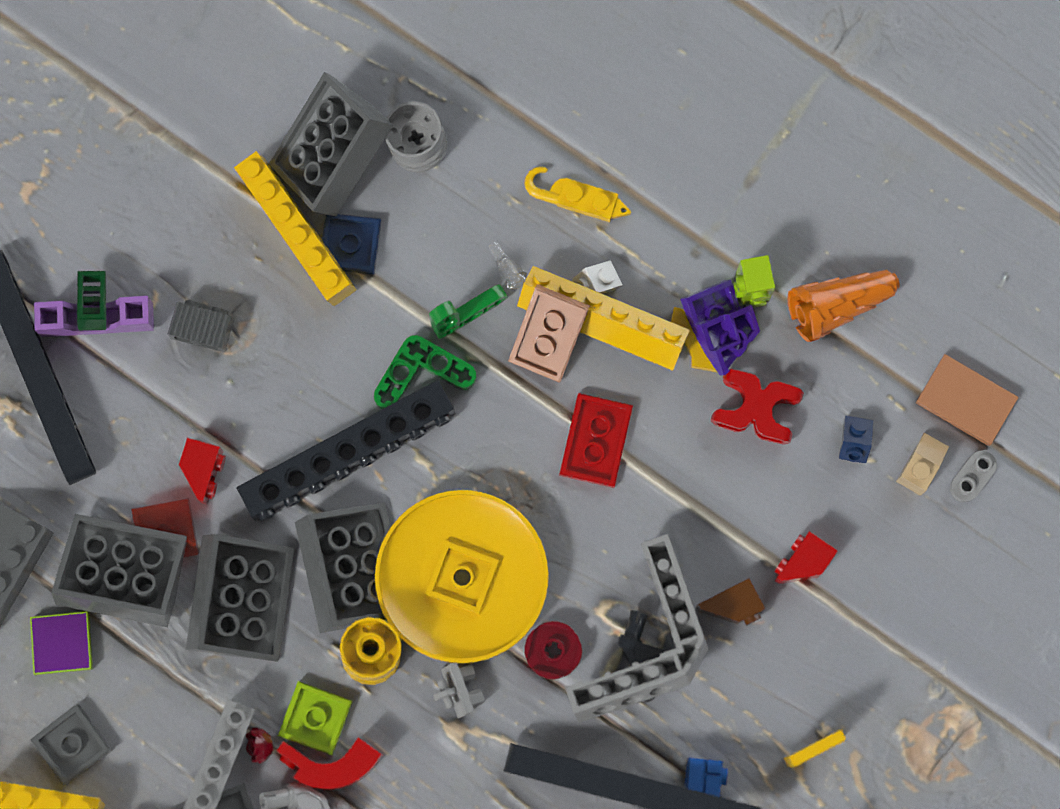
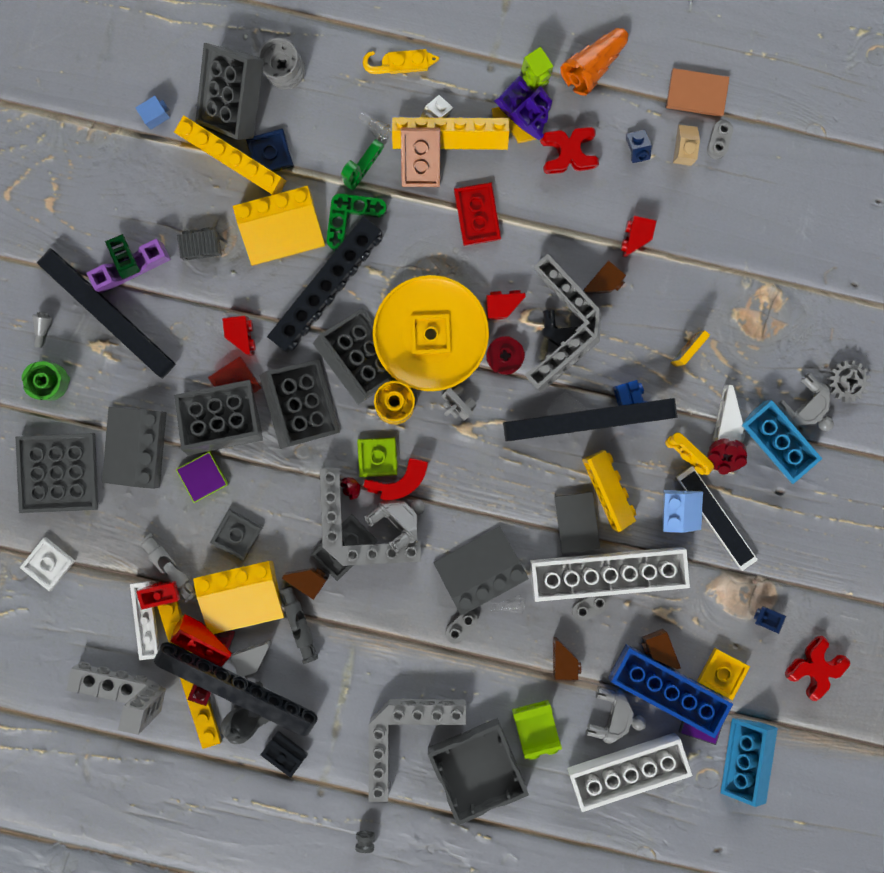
camera: 25 degrees left, 10 degrees up
(219, 129) = (153, 112): none -> medium blue brick
(319, 345) = (279, 225): none -> yellow slope
(577, 579) = (501, 305): none -> red slope

